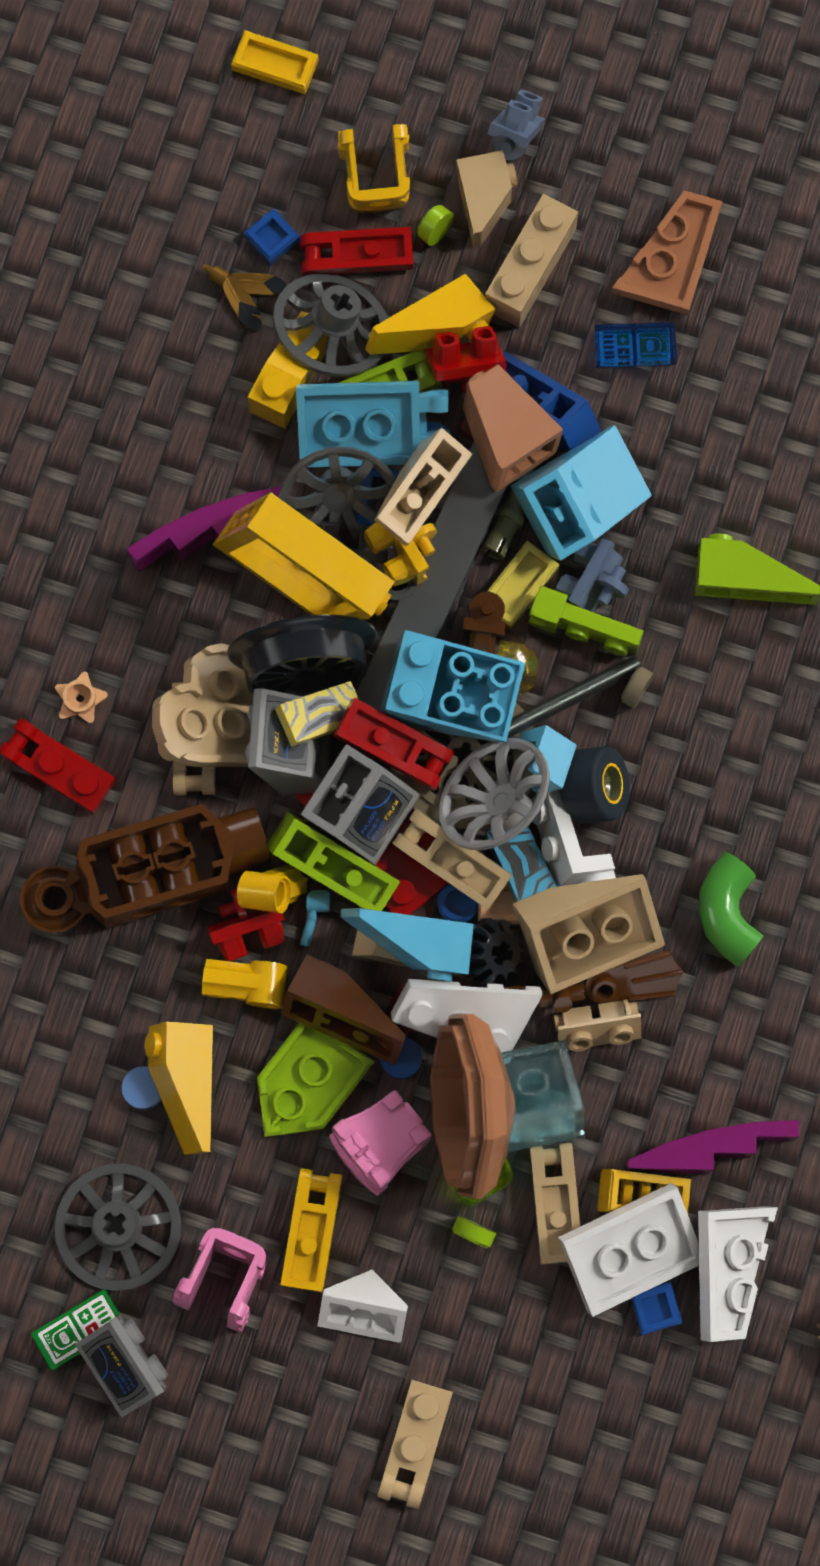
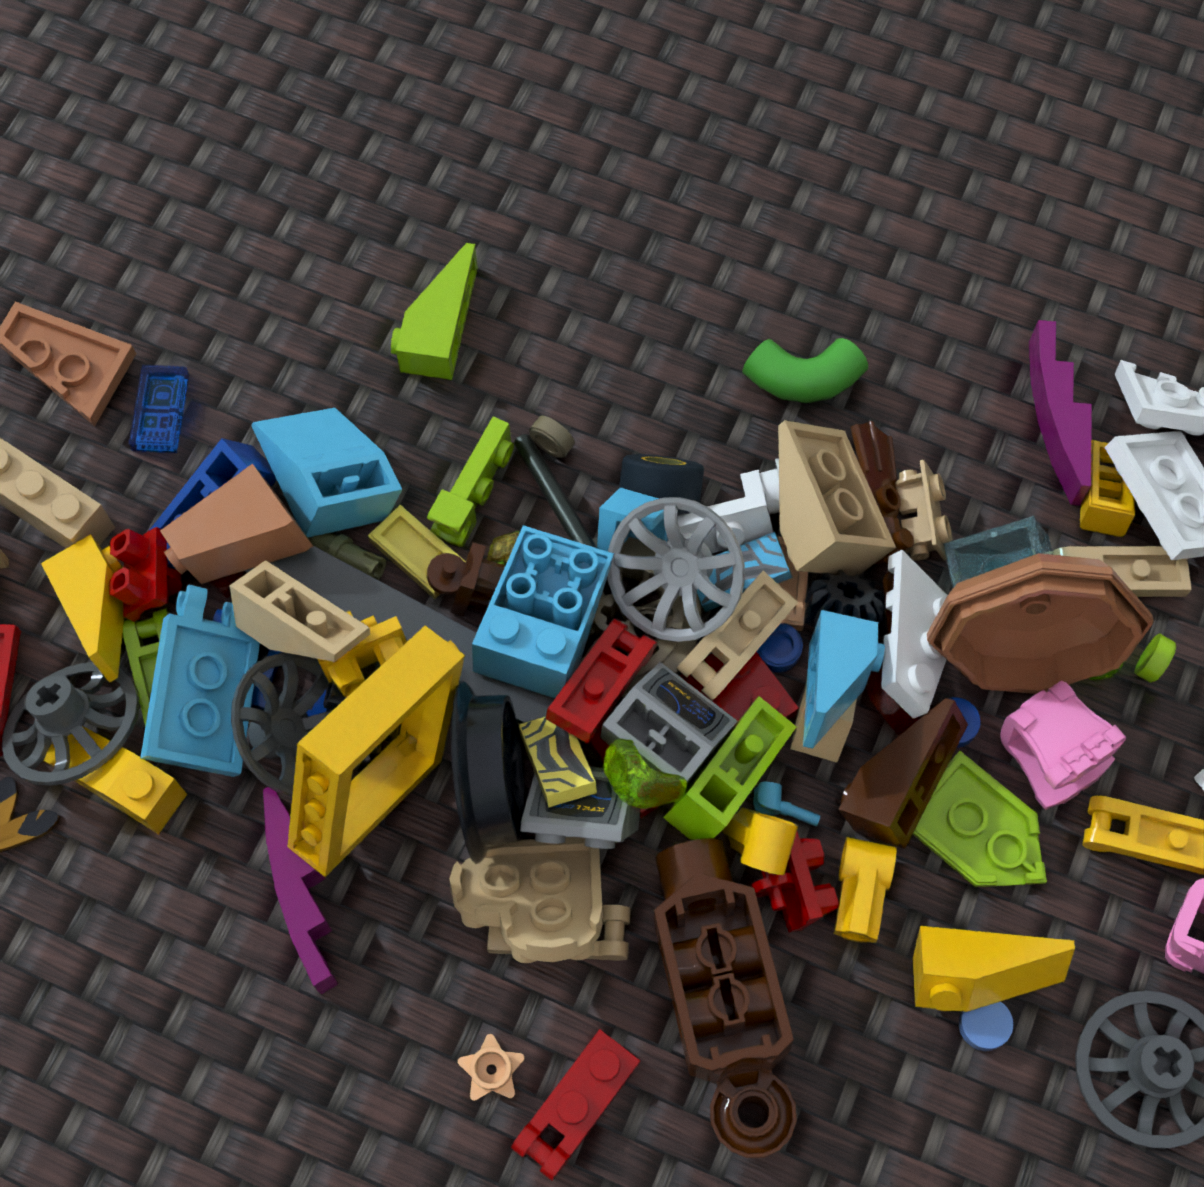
camera: 85 degrees left, 10 degrees down
(296, 774) = (638, 782): none -> clear neon green hair
(600, 578) = (405, 462): sand blue hips -> none

